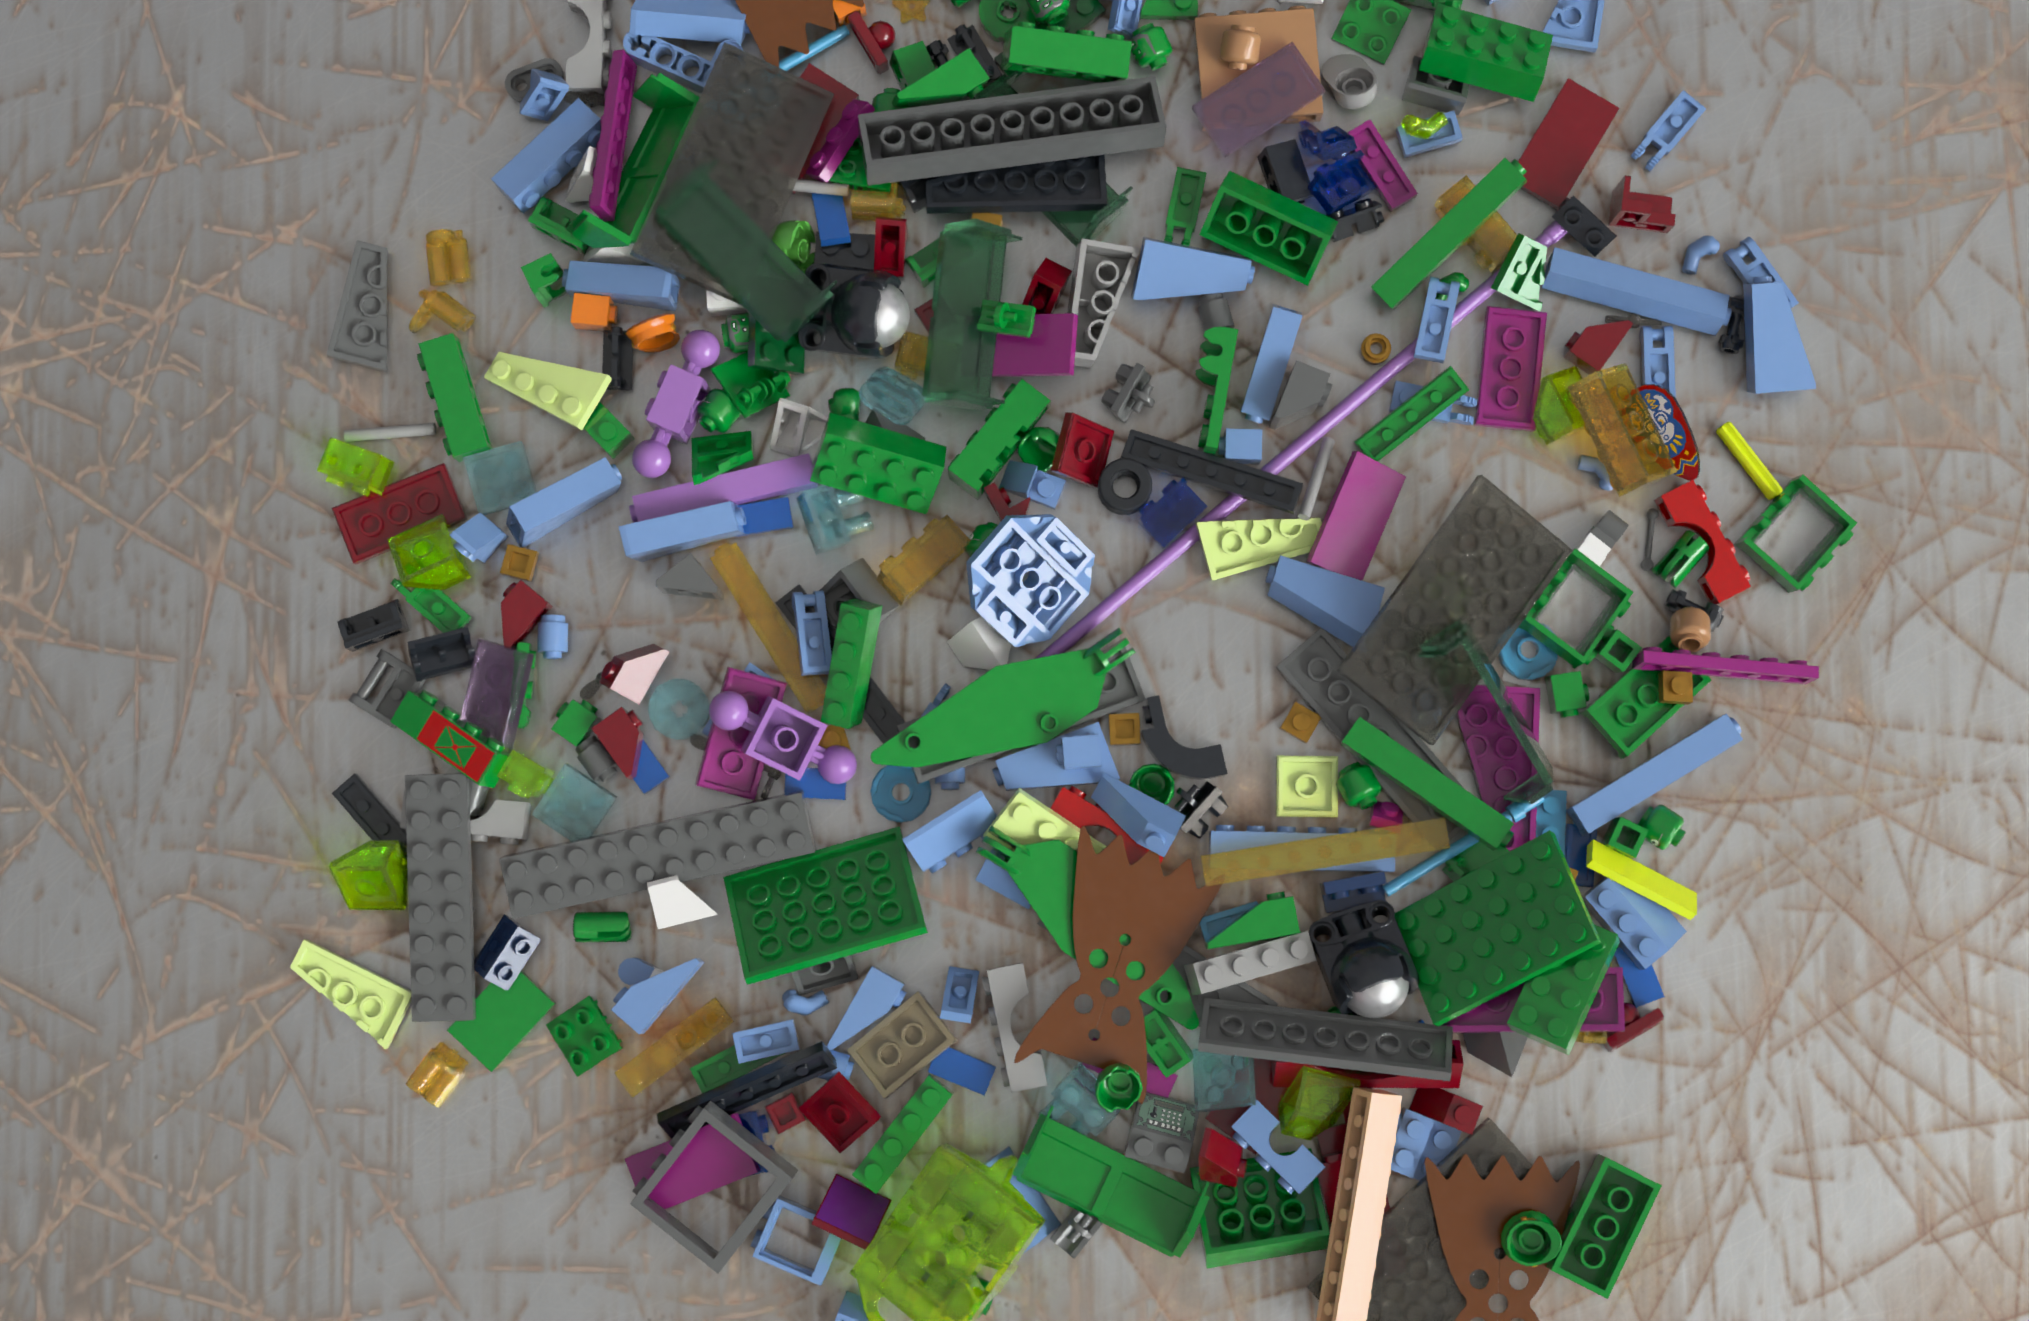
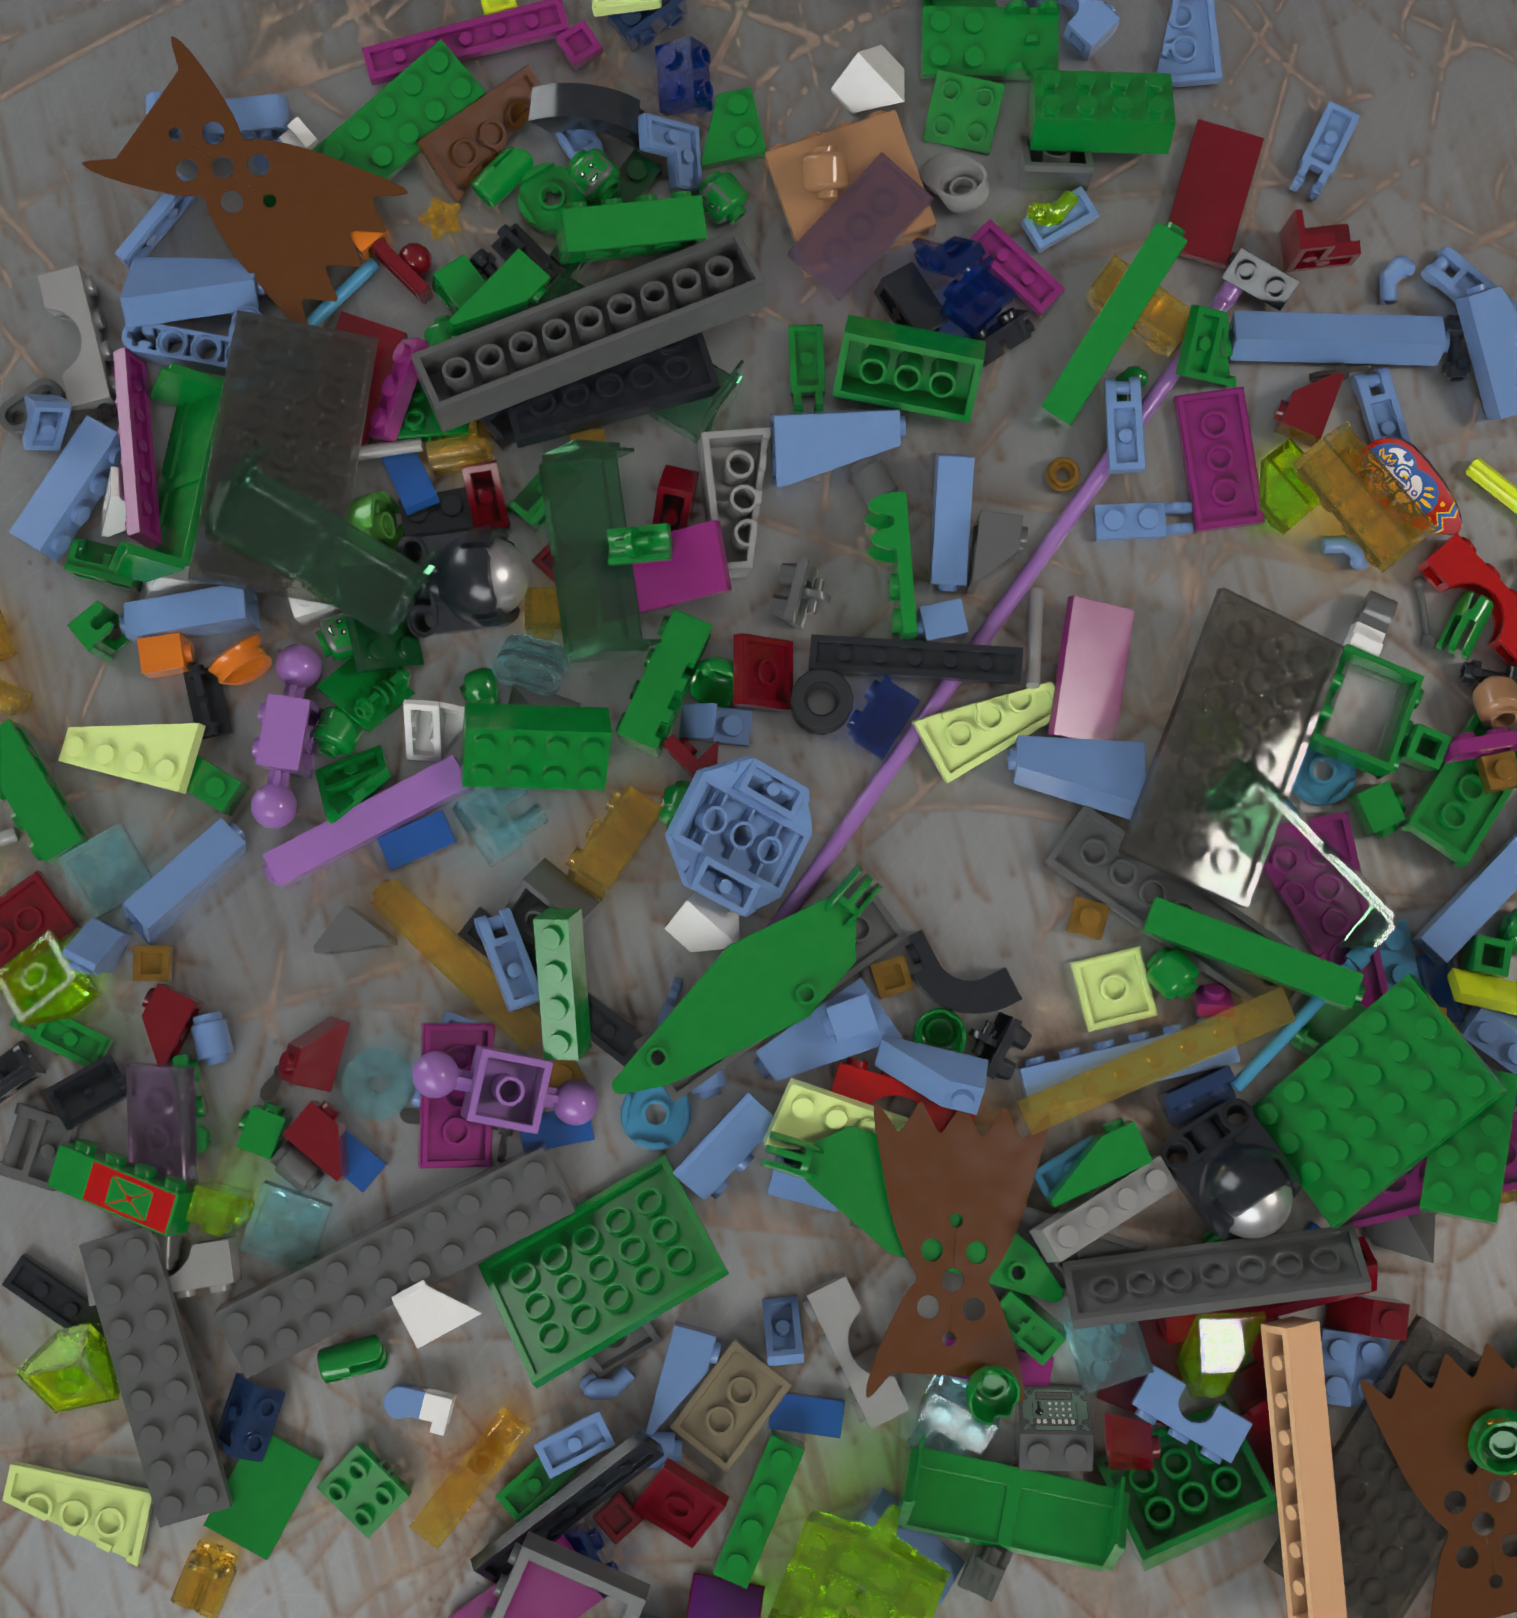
camera: 20 degrees left, 0 degrees up
(648, 999) = (427, 1431): medium blue slope -> none
(682, 531) = (329, 880): medium blue slope -> none
(1412, 414) = (1124, 538): green tile -> none

